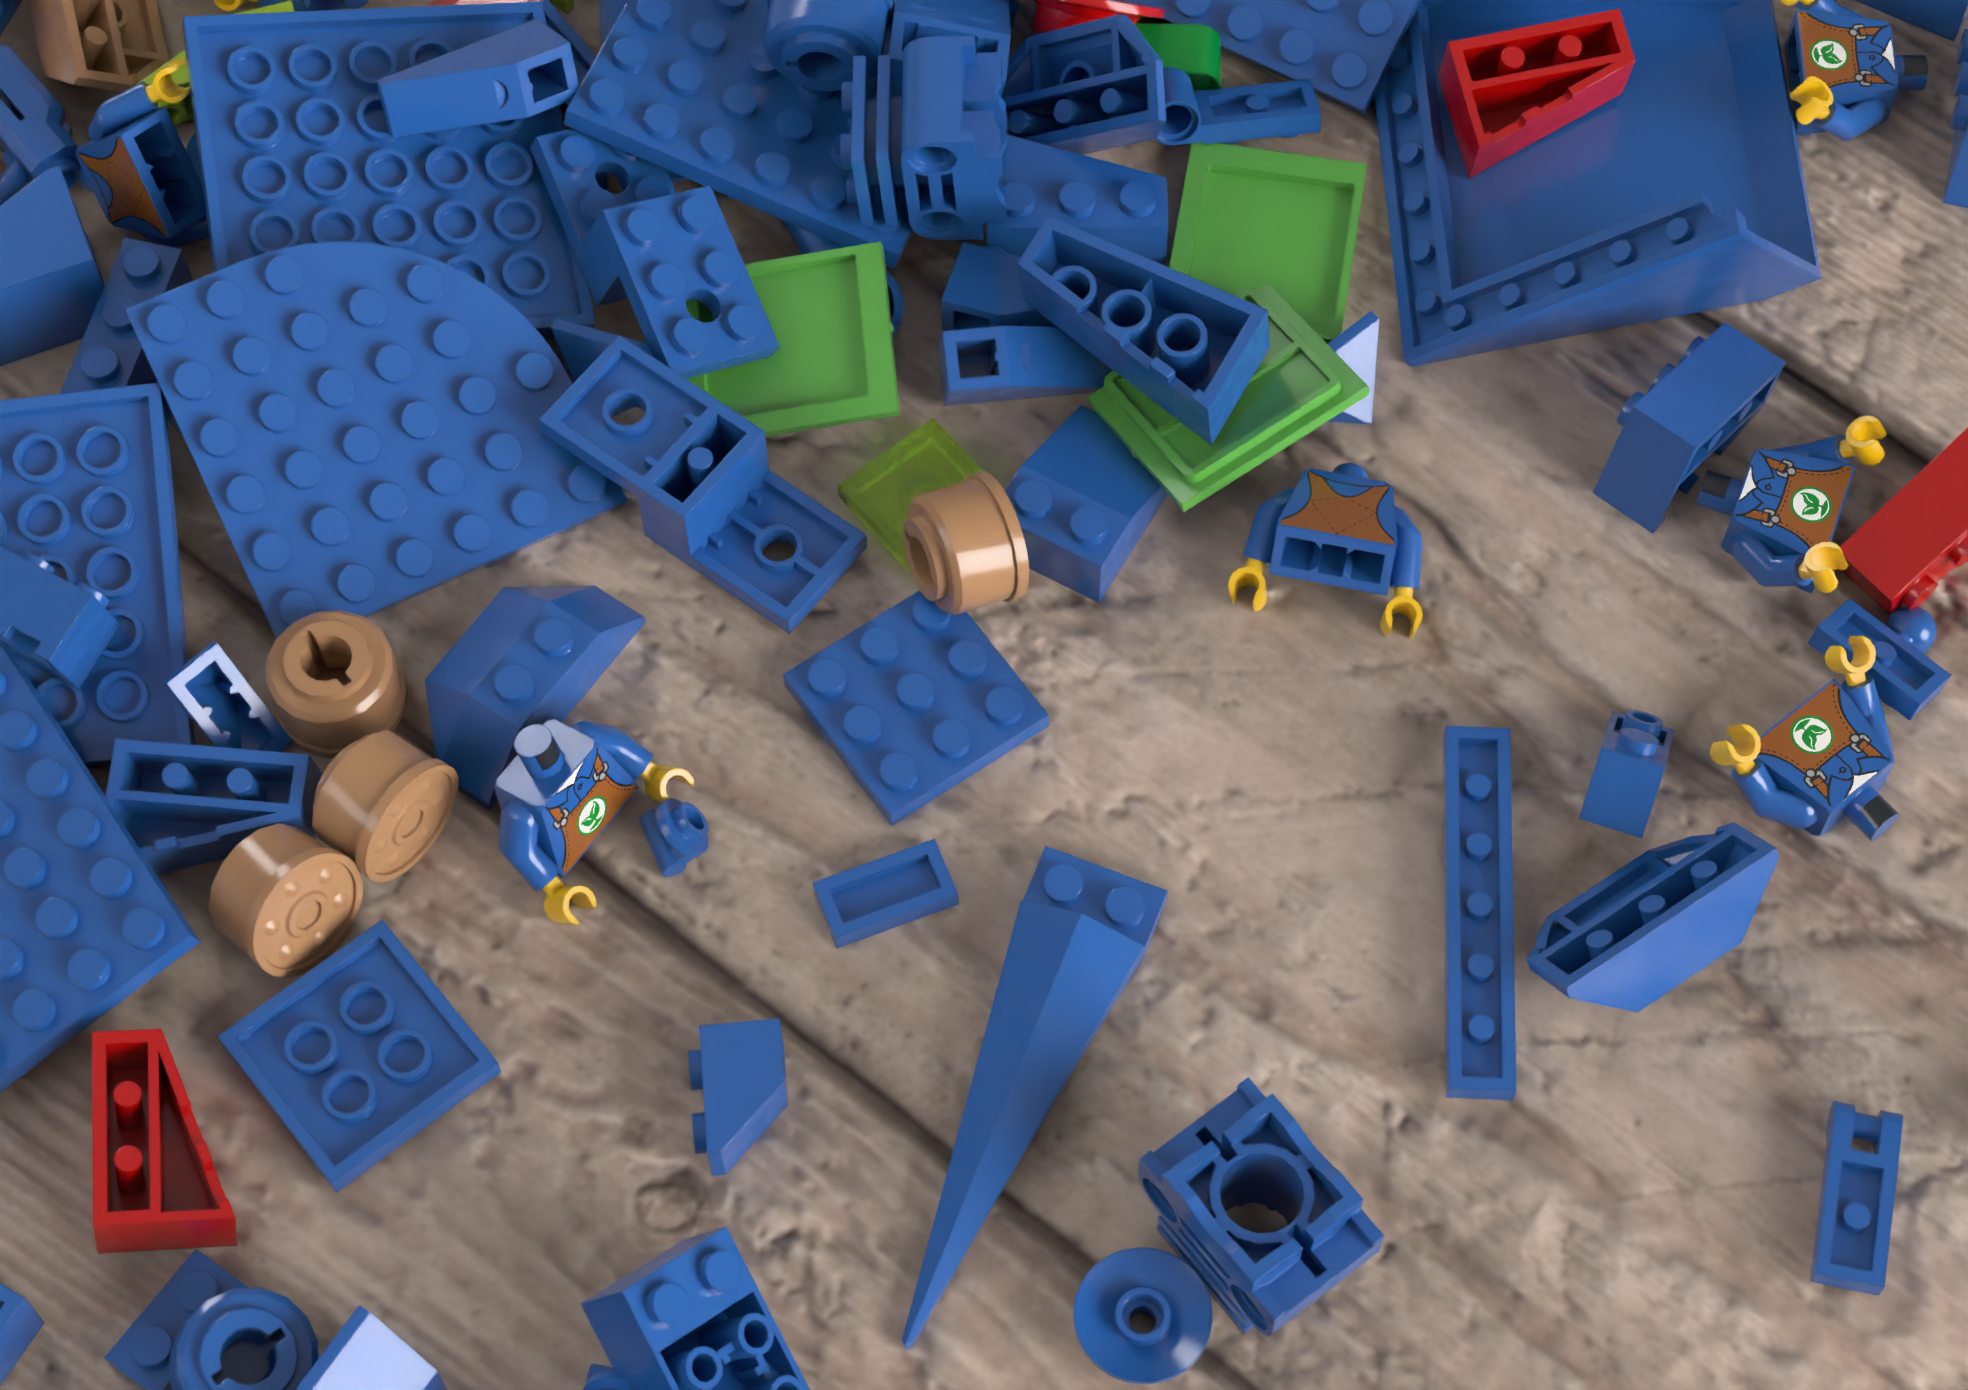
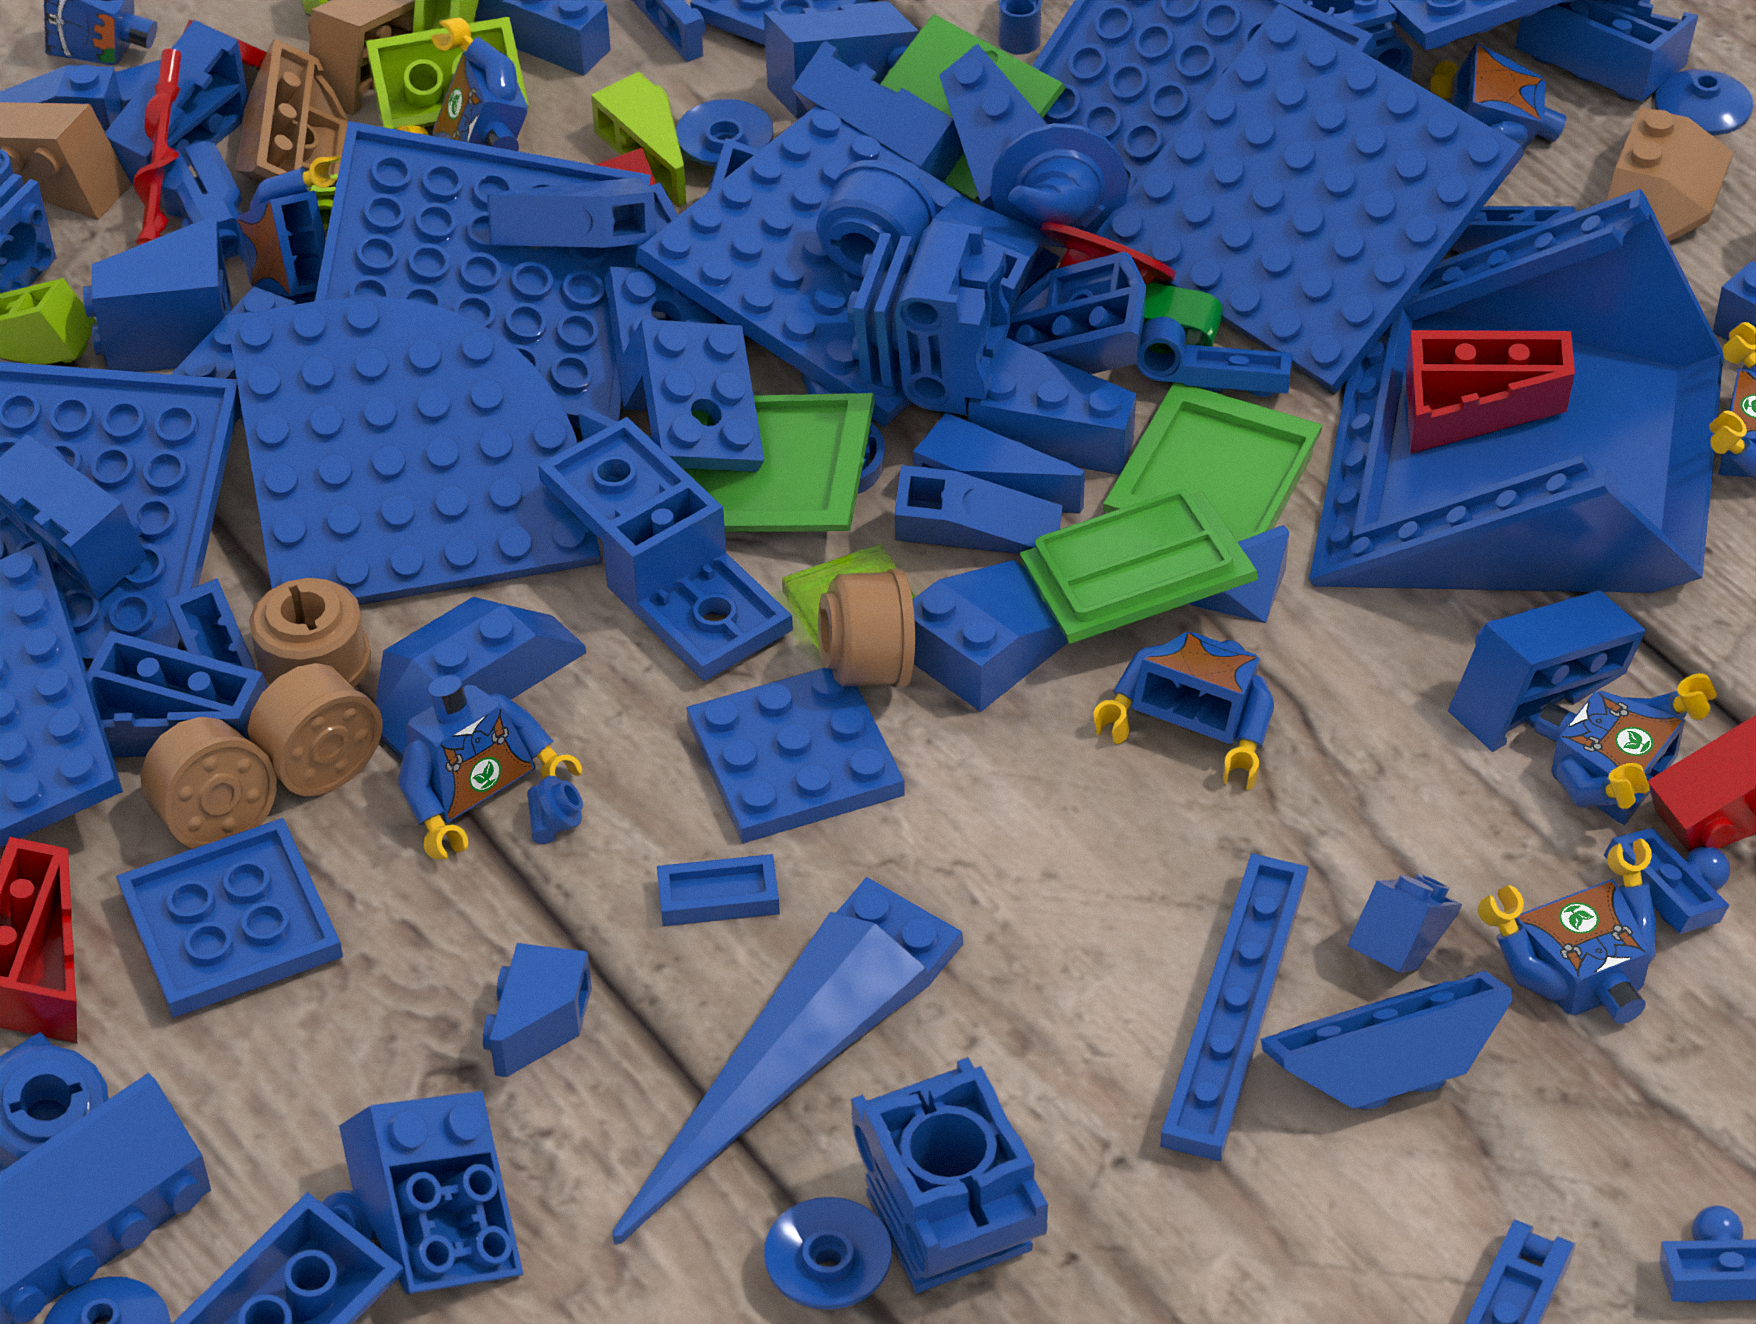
camera: 15 degrees right, 15 degrees down
(1147, 322) = (1078, 486): blue wedge -> none

